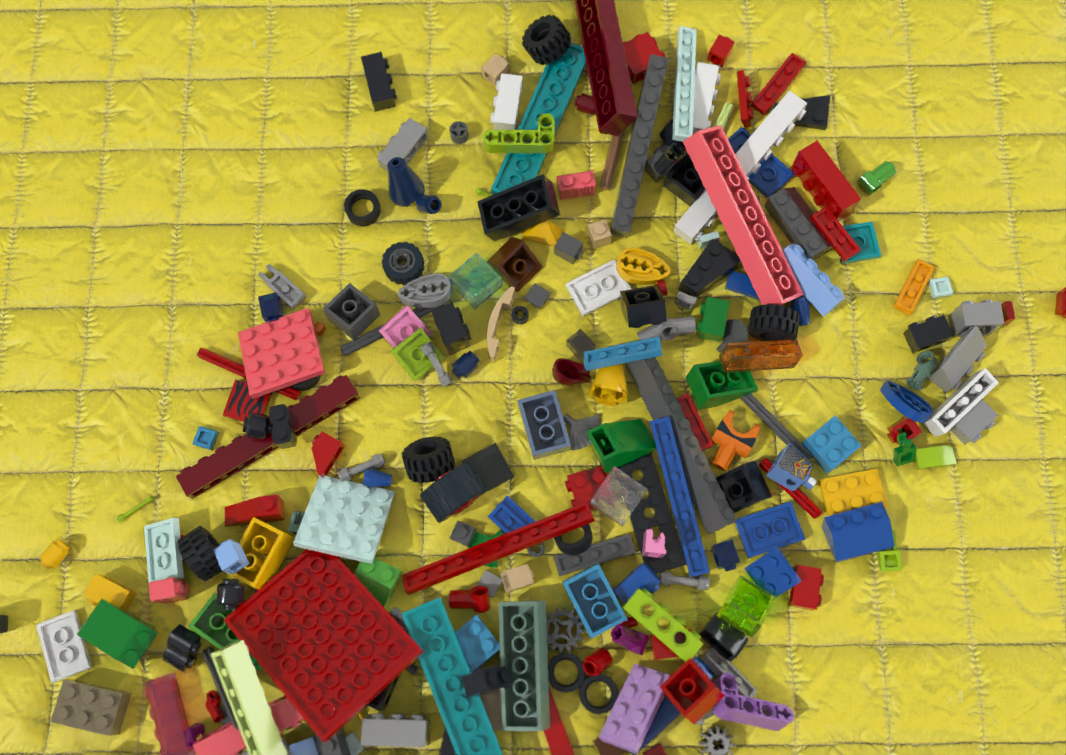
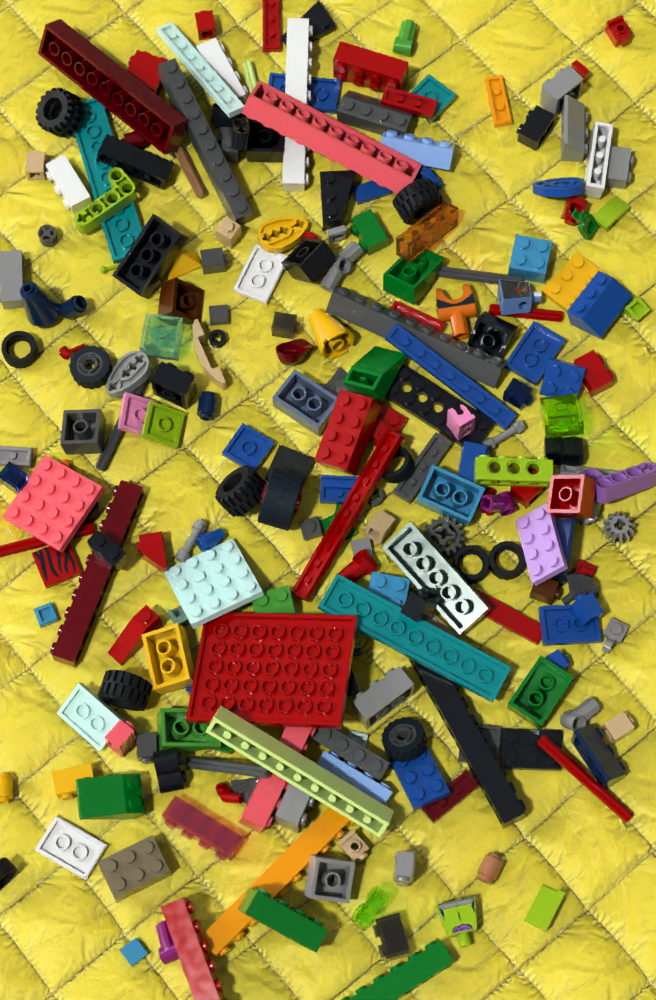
camera: 40 degrees left, 5 degrees down
(121, 517) = (31, 723): lime hinge -> none
(184, 612) = (146, 745): none -> dark grey brick
(193, 732) = (232, 822): magenta arm -> none
(230, 593) = (174, 697): black head -> none
(231, 556) = (152, 670): light blue brick -> none
(257, 426) = (86, 566): black head -> none
(395, 237) = (66, 354): none -> red hand
(428, 350) = (170, 413): light grey bar -> none
(468, 426) = (248, 447): none -> blue plate
(554, 478) = (348, 432): none -> red brick
(572, 121) = (135, 161): none -> black brick
(576, 185) = (179, 207): coral brick -> none
(597, 662) = (488, 537): red brick -> none
(618, 496) = (406, 408): clear brick -> none
(623, 353) = (324, 303): dark azure plate -> none
(705, 239) = (314, 178): light aqua tile -> none
(734, 333) = (393, 228): dark grey hand -> none
(745, 98) = (255, 48): red plate -> none
(922, 370) = (553, 157): sand green connector -> none
(940, 287) = (517, 87): light aqua tile -> none

